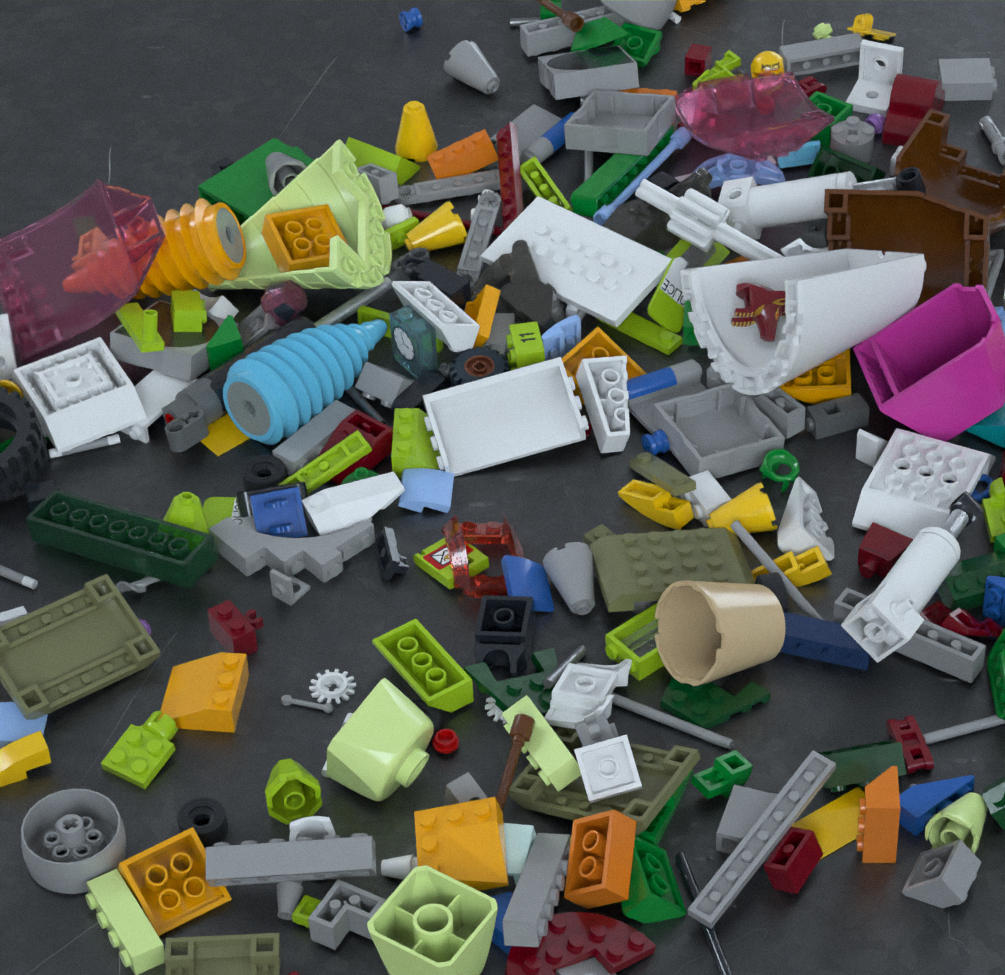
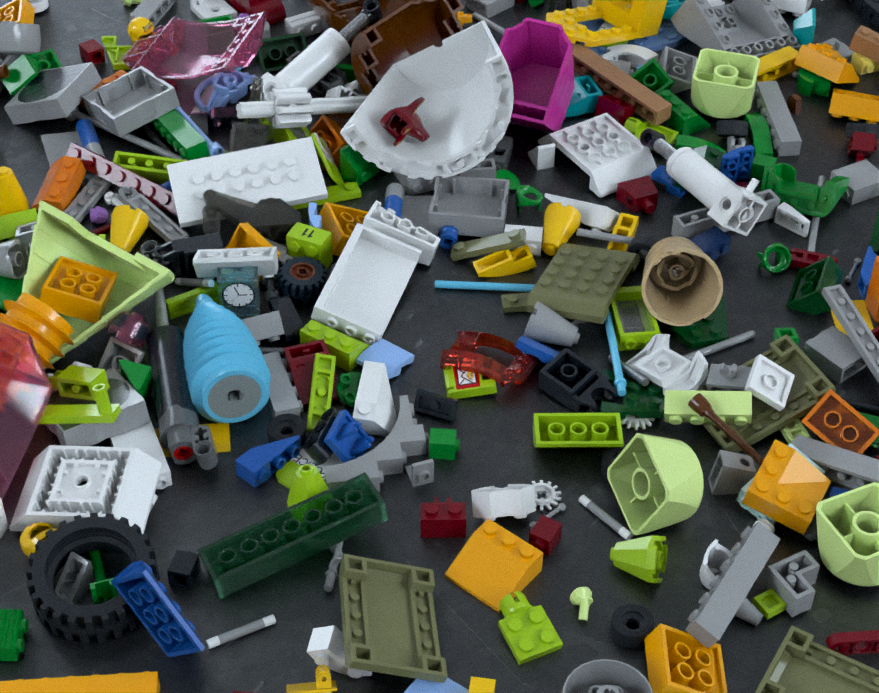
camera: 60 degrees left, 0 degrees up
(208, 770) = (582, 597): none -> yellowish green plate
(213, 479) = (264, 460): none -> blue slope
(270, 709) = (545, 534): none -> dark red brick
(286, 658) = (496, 502): none -> white brick
(337, 583) = (443, 443): none -> green brick
(456, 201) = (98, 215): none -> medium lavender plate
(528, 665) = (619, 383): none -> medium azure bar
(603, 501) = (484, 286): none -> medium azure bar
(803, 441) = (504, 174): none -> green piece
(888, 704) = (782, 257): none -> green piece
(971, 692) = (783, 217): none -> white slope

